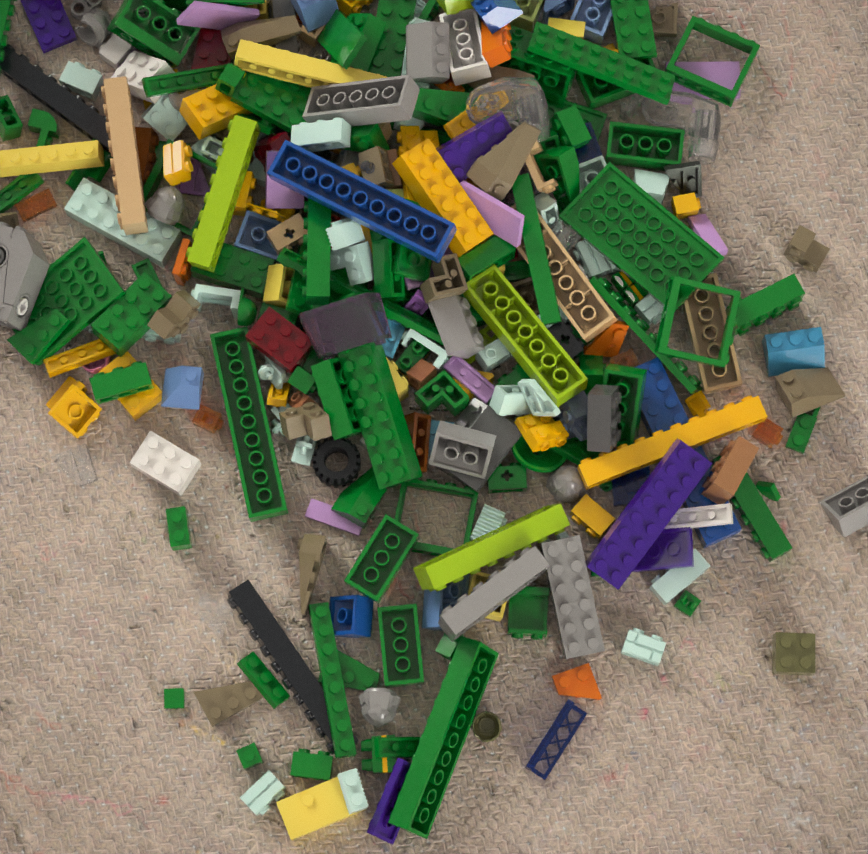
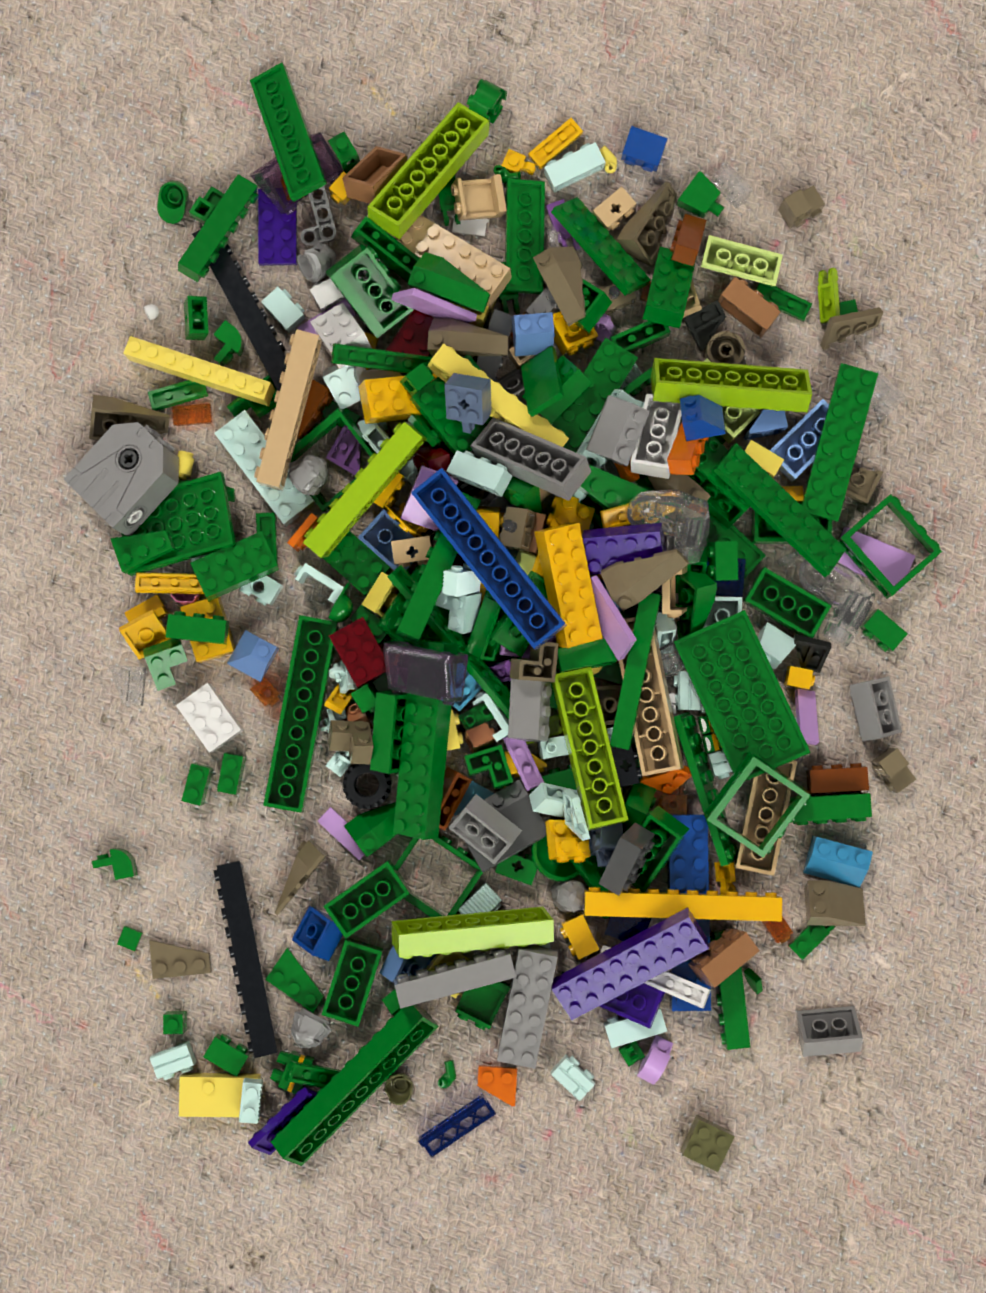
camera: 25 degrees right, 10 degrees up
(49, 248) = (185, 464): none -> light yellow brick
(98, 427) = (161, 659): none -> brick
(134, 628) = (121, 861): none -> green brick
(175, 316) = (272, 587): dark tan brick -> none
(177, 162) = (334, 438): yellow brick -> none
(206, 505) = (231, 773): none -> green brick
(263, 680) = (216, 957): green plate -> none
(283, 76) = (468, 400): none -> sand blue hinge
(332, 680) = (276, 987): green plate -> none
(528, 697) = (449, 1076): none -> green arm
(712, 599) = (656, 1060): none -> lavender brick
(741, 136) = (883, 631): none -> green brick
(760, 277) = (837, 778): none -> dark orange brick
(765, 205) = (875, 709): none -> light grey slope

